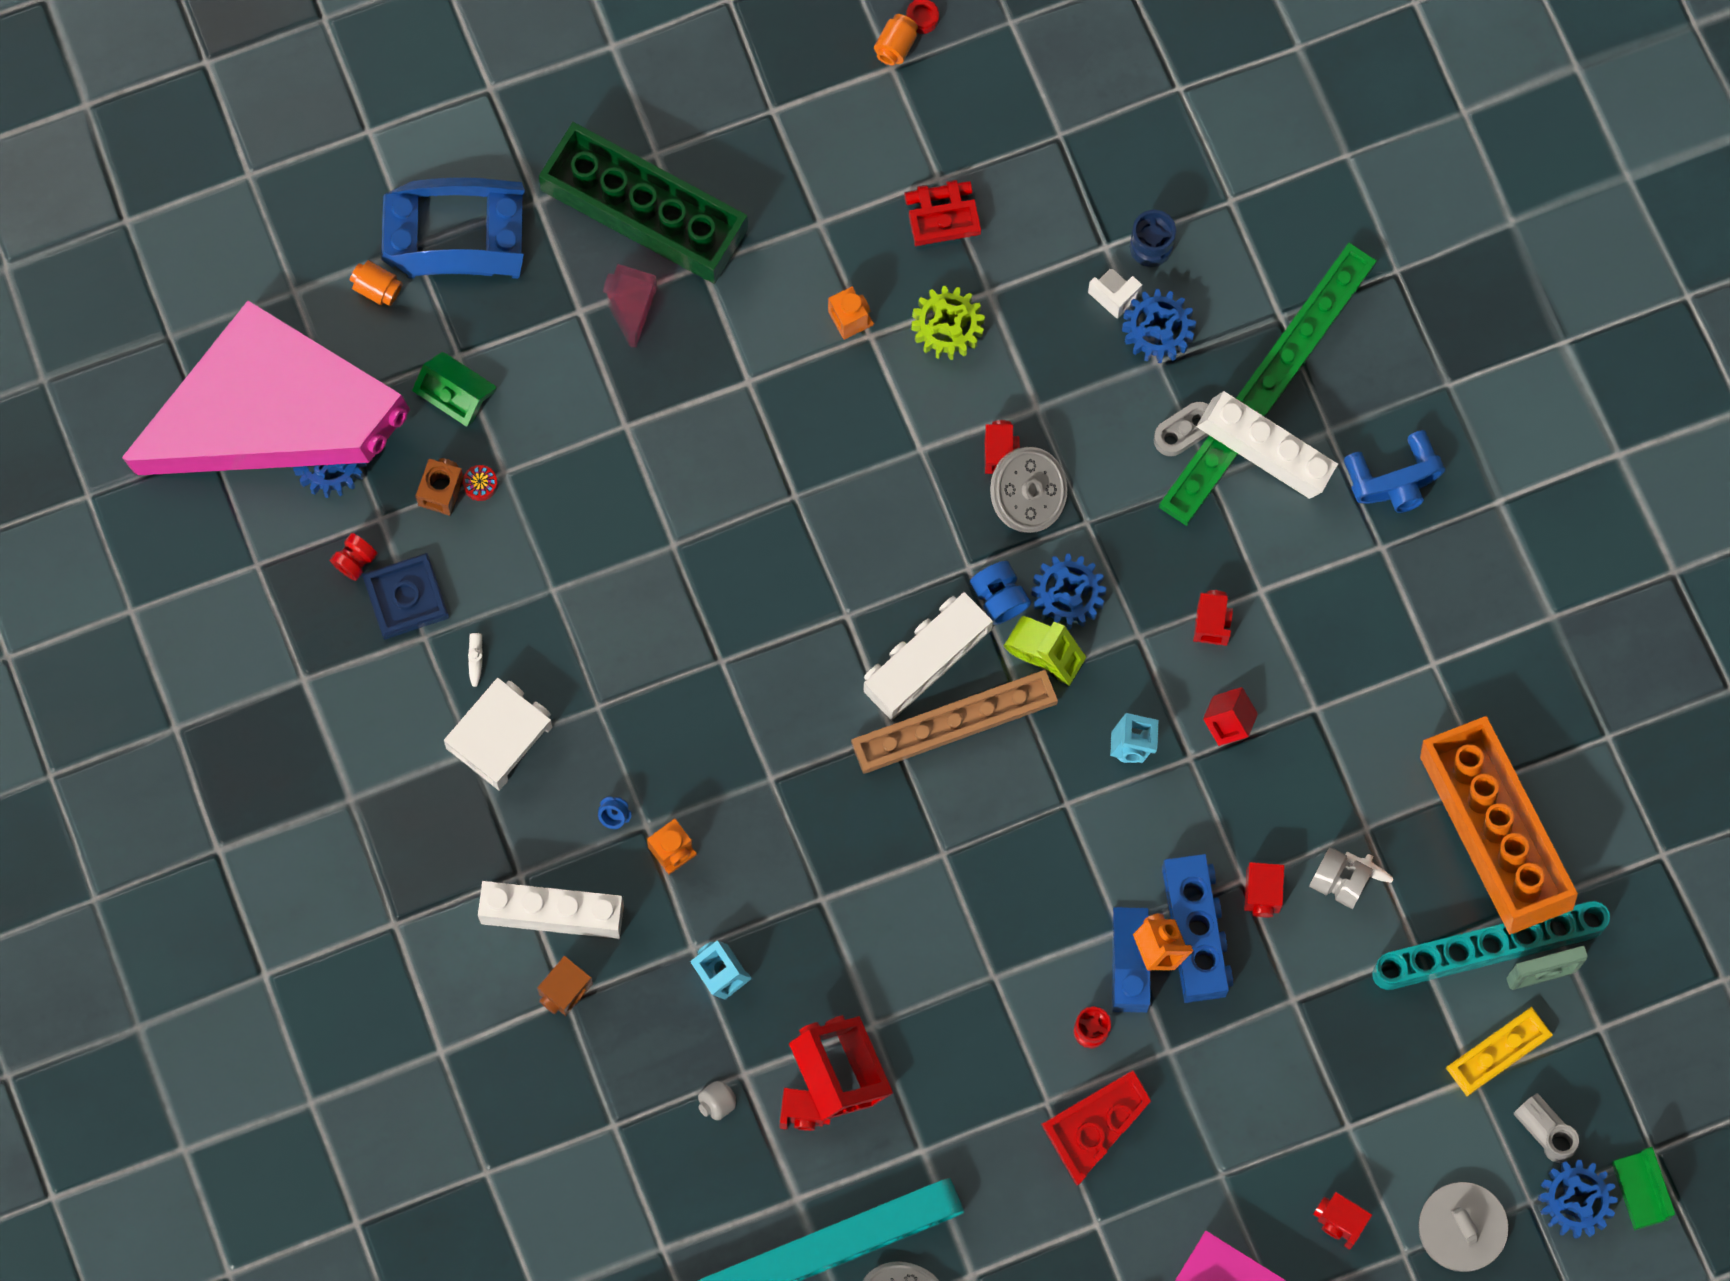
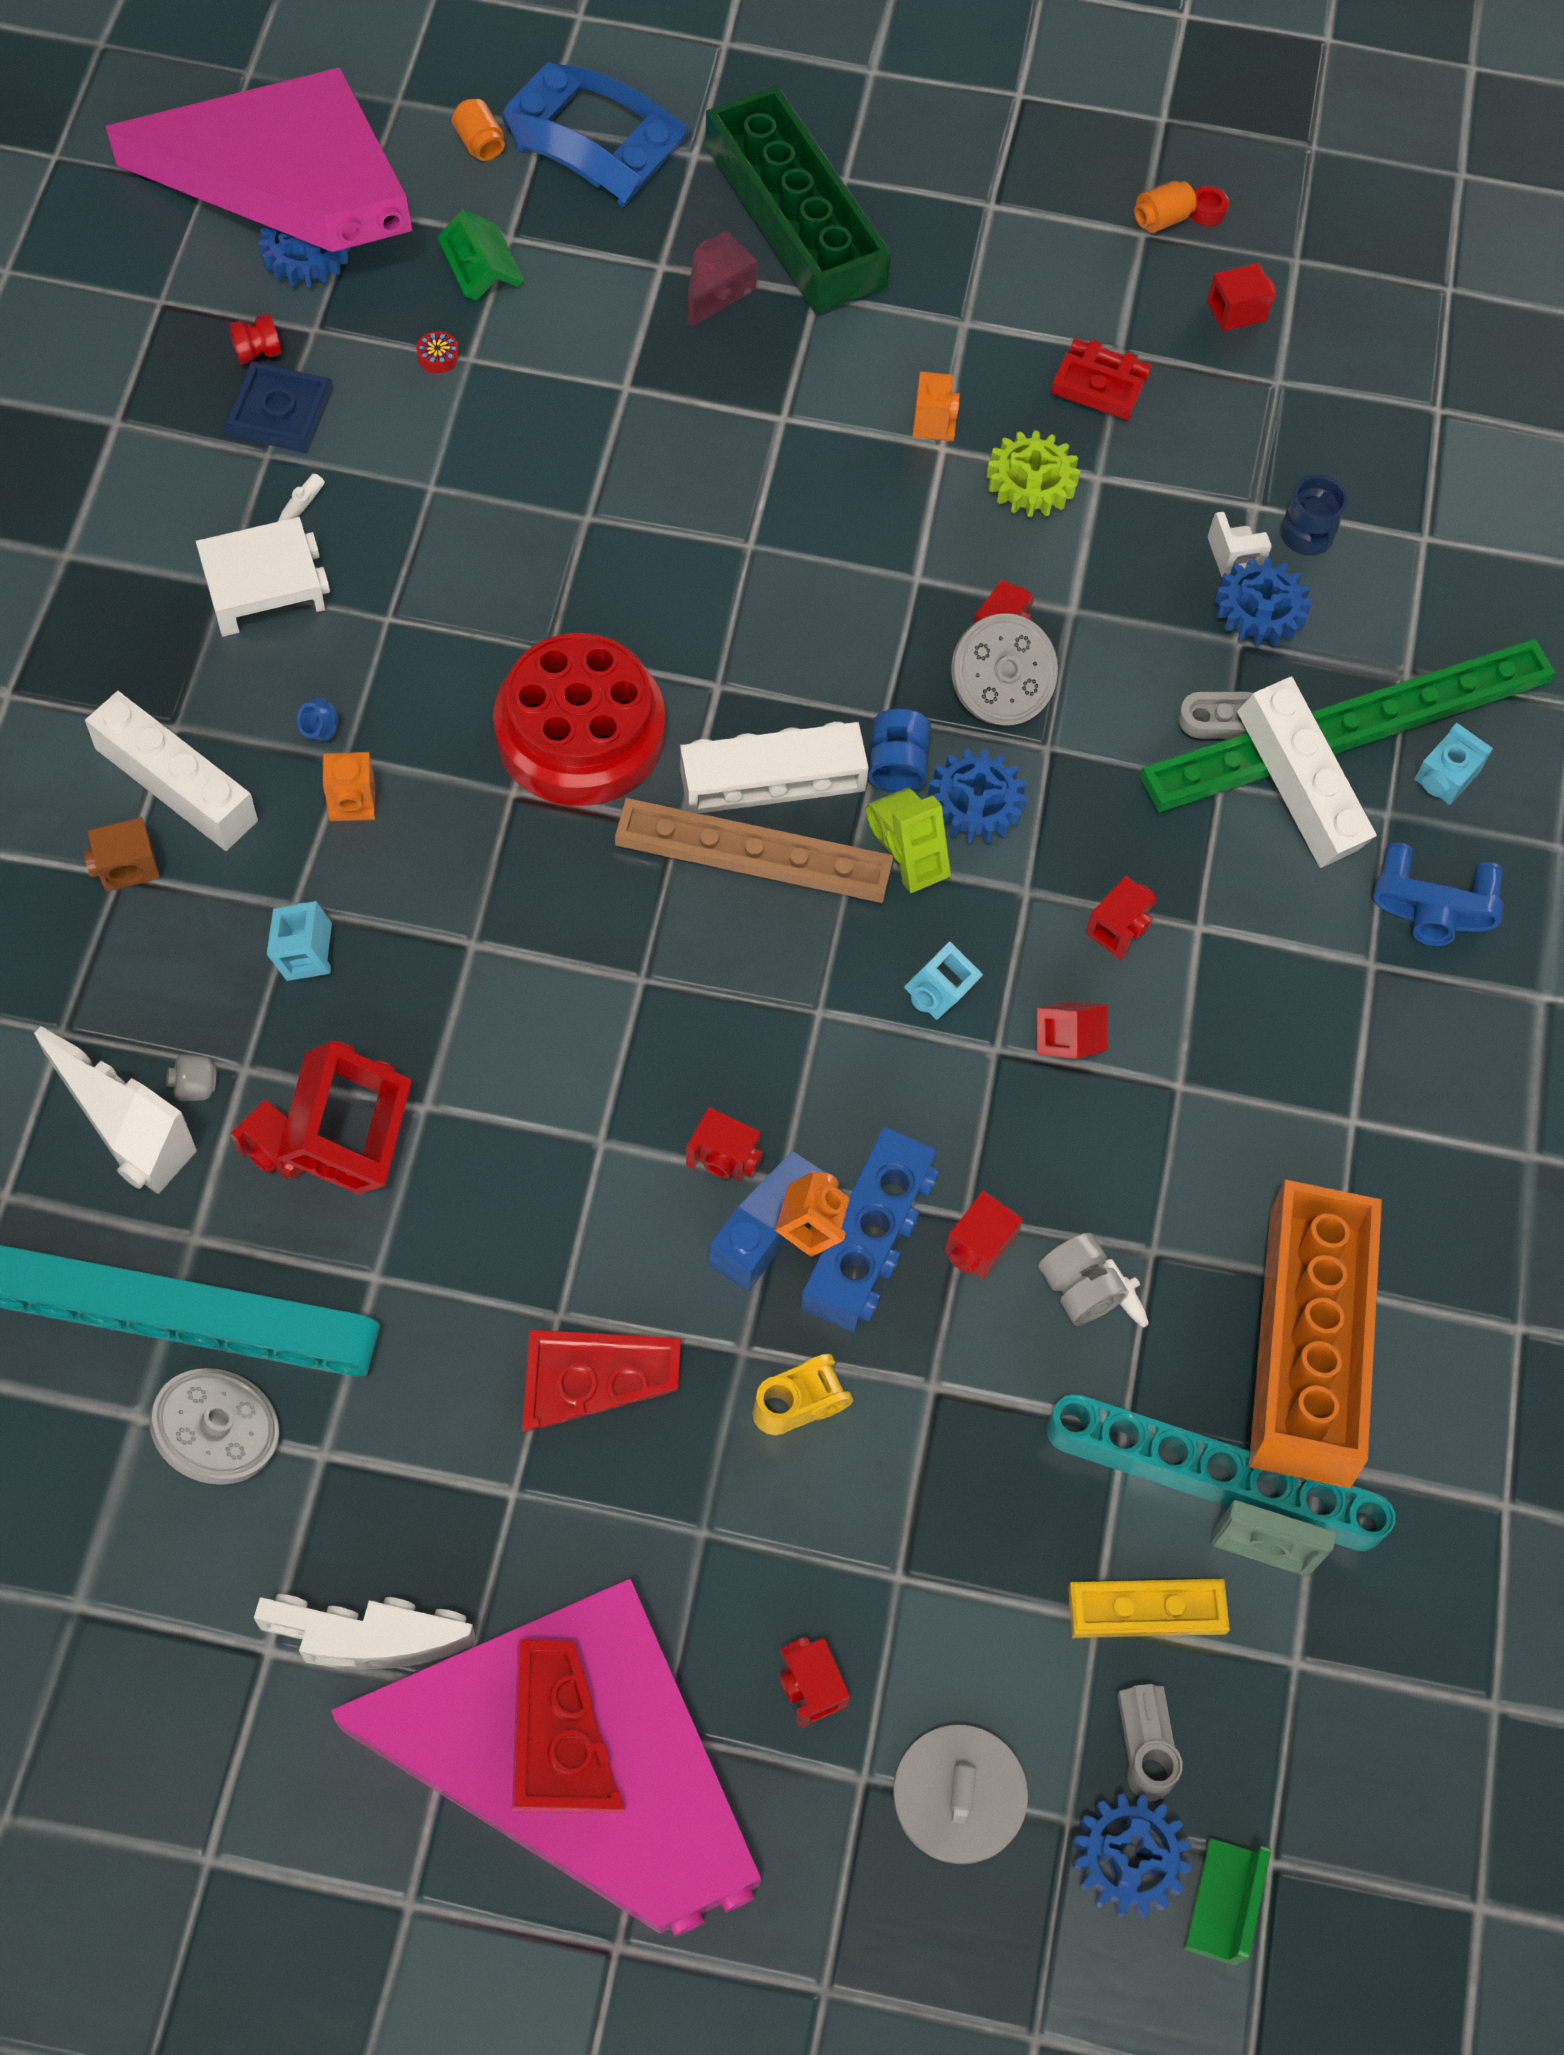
camera: 30 degrees right, 10 degrees down
(440, 500) = (391, 327): dark orange brick -> none
(718, 1157) = (133, 1121): none -> white wedge
(760, 741) = (580, 766): none -> red wheel
(996, 85) = (1241, 297): none -> red brick
(1075, 933) = (725, 1147): none -> red brick
(1095, 1021) = (671, 1252): red wheel -> none
(1226, 1053) = (808, 1390): none -> yellow piece
(1355, 360) = (1453, 764): none -> medium azure brick

